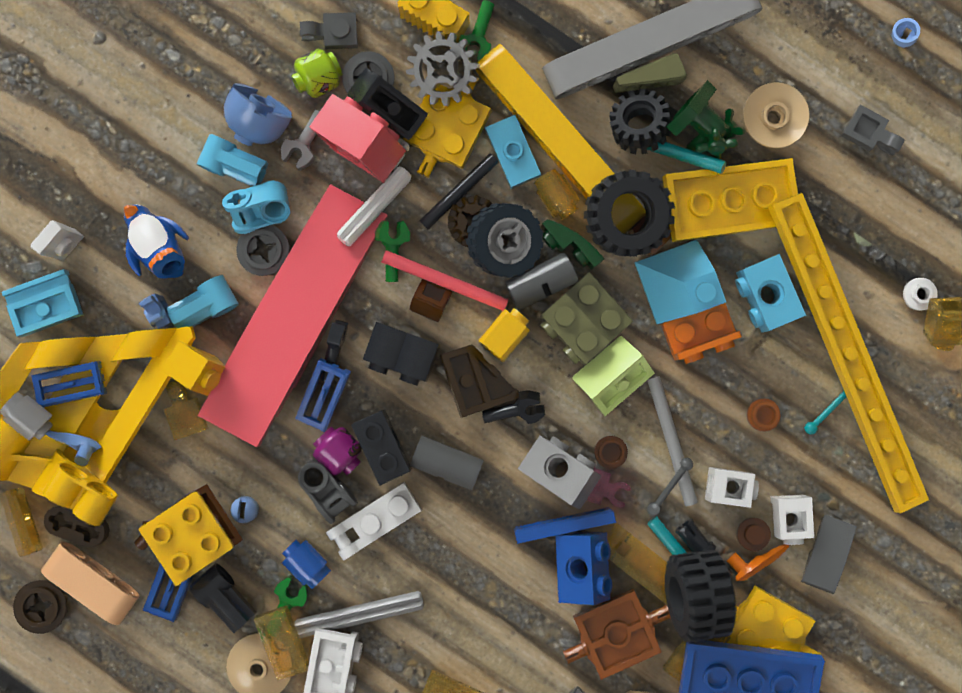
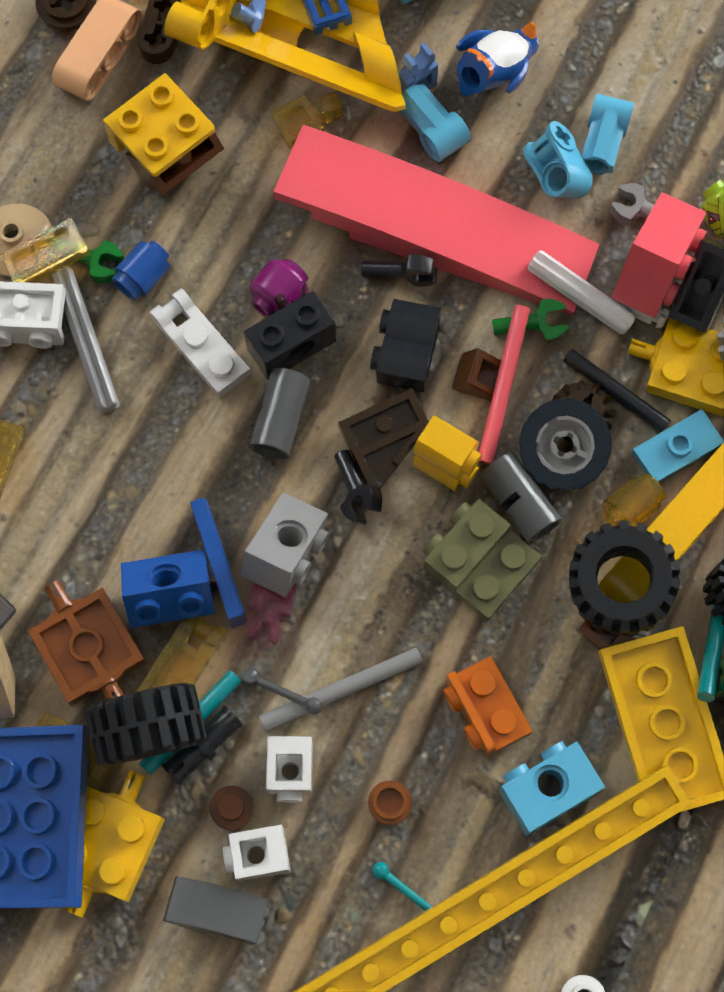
camera: 85 degrees right, 15 degrees down
(161, 611) = (75, 134): blue tile -> none
(194, 368) = (357, 110): yellow slope -> none
(217, 590) = (99, 179): black piece -> none
(251, 509) = (197, 204): light blue hinge -> none
(255, 117) = (664, 145): medium blue cylinder -> none
(257, 265) = (512, 165): dark grey gear -> none
(326, 492) = (226, 286): dark grey piece -> none
(333, 370) = (372, 271): blue tile -> none
(561, 237) = (577, 518): dark green slope -> none
(611, 452) = (317, 612): reddish brown plate -> none
(613, 375) = (414, 603): yellowish green panel -> none
(679, 282) = (547, 669): medium azure slope -> none
(755, 565) = (194, 820): orange bar -> none

